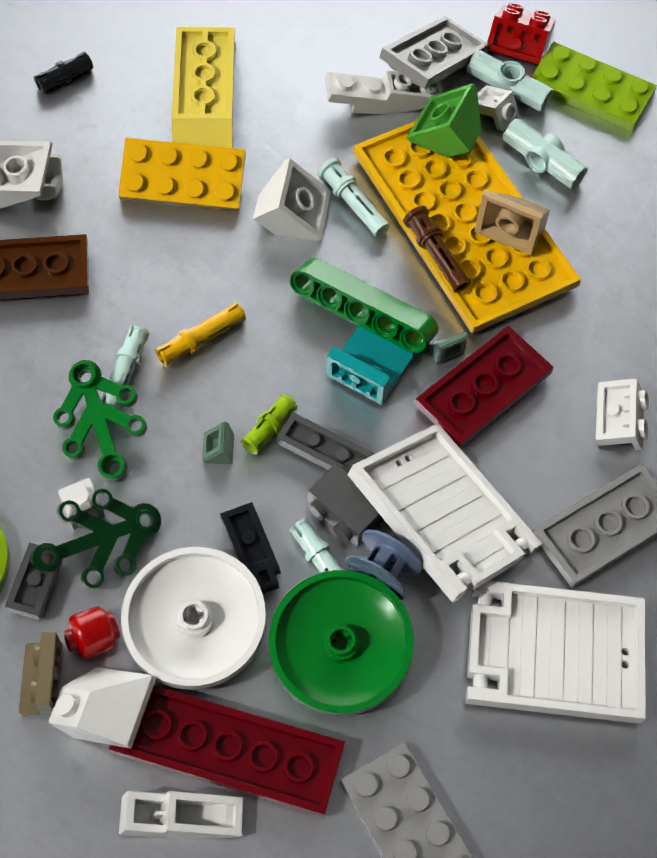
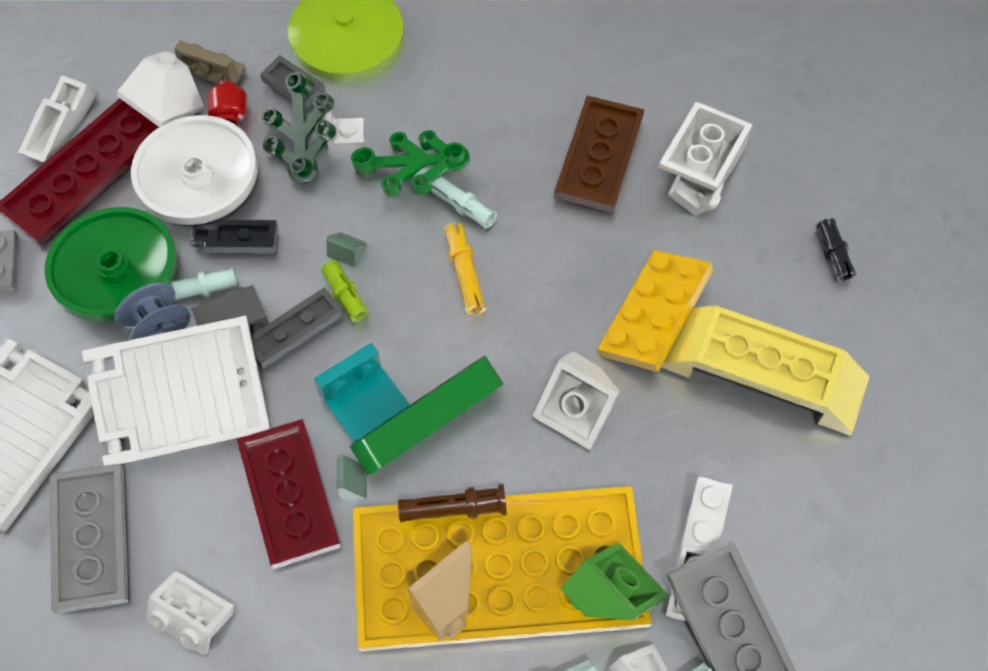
camera: 115 degrees right, 0 degrees up
(345, 188) = (581, 458): light aqua pin -> none

